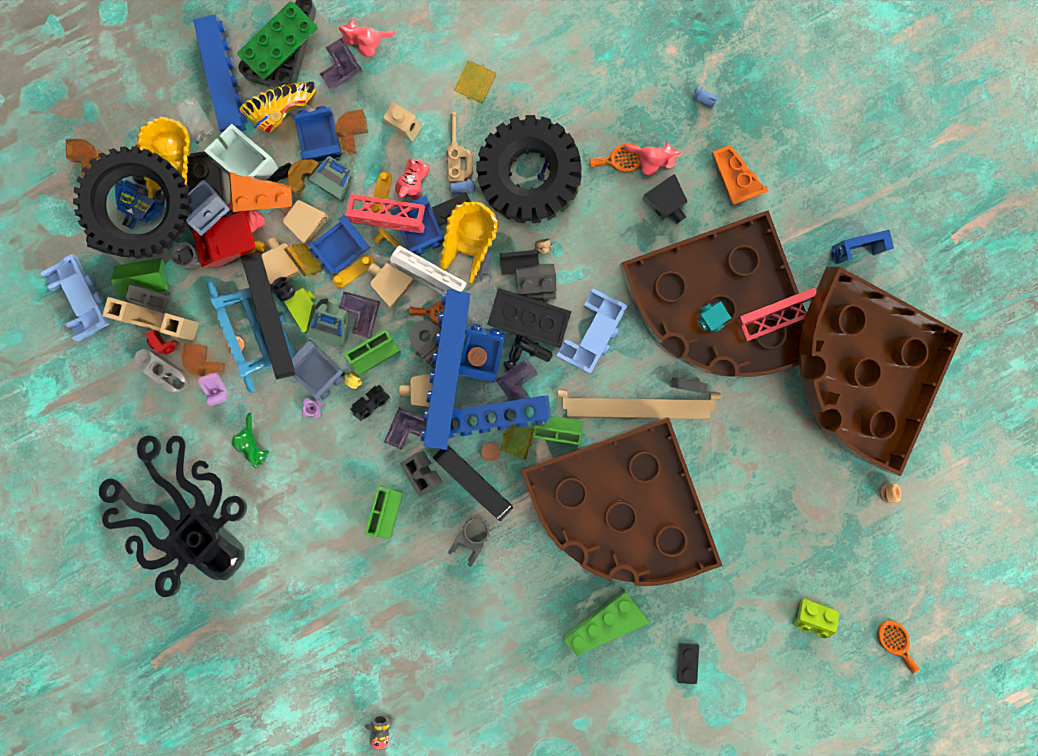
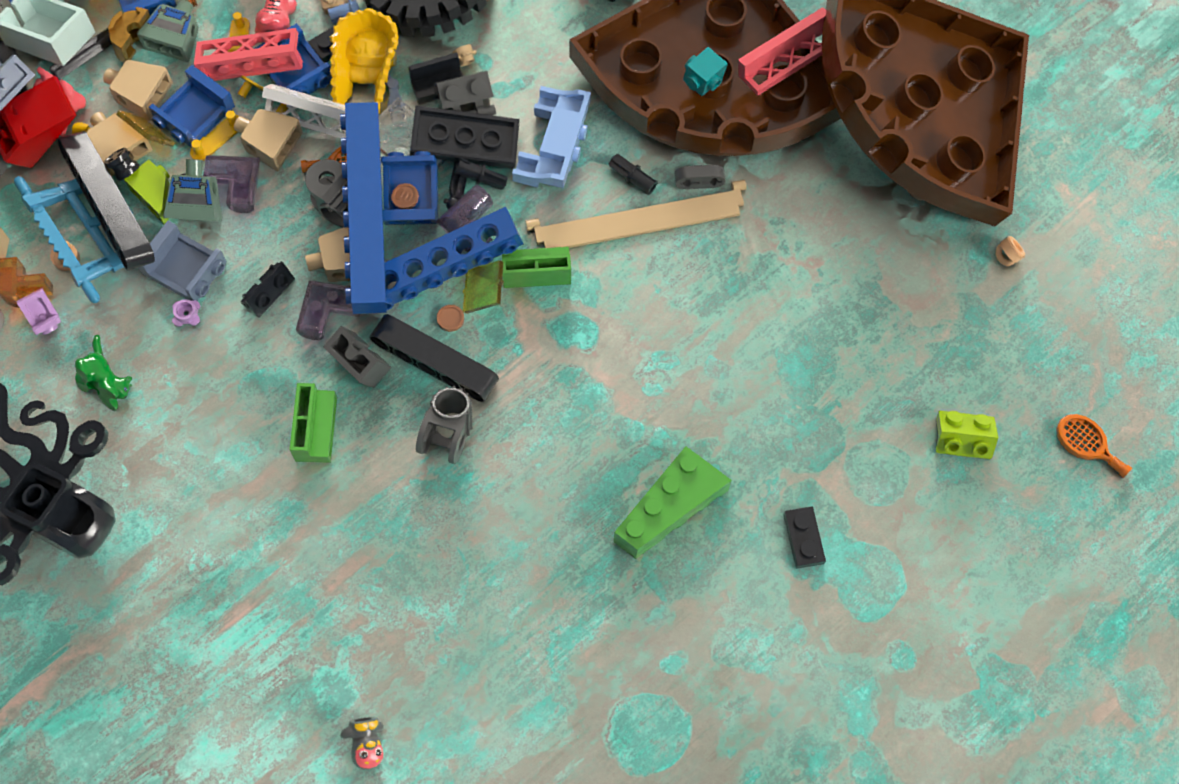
camera: 15 degrees left, 20 degrees down
(257, 194) = (67, 52): orange wing -> none
(352, 380) = (238, 263): light yellow plate -> none
(372, 352) = (259, 222): bright green piece -> none
(626, 508) = (654, 338): reddish brown plate -> none
(642, 371) = (633, 174): none -> black axle

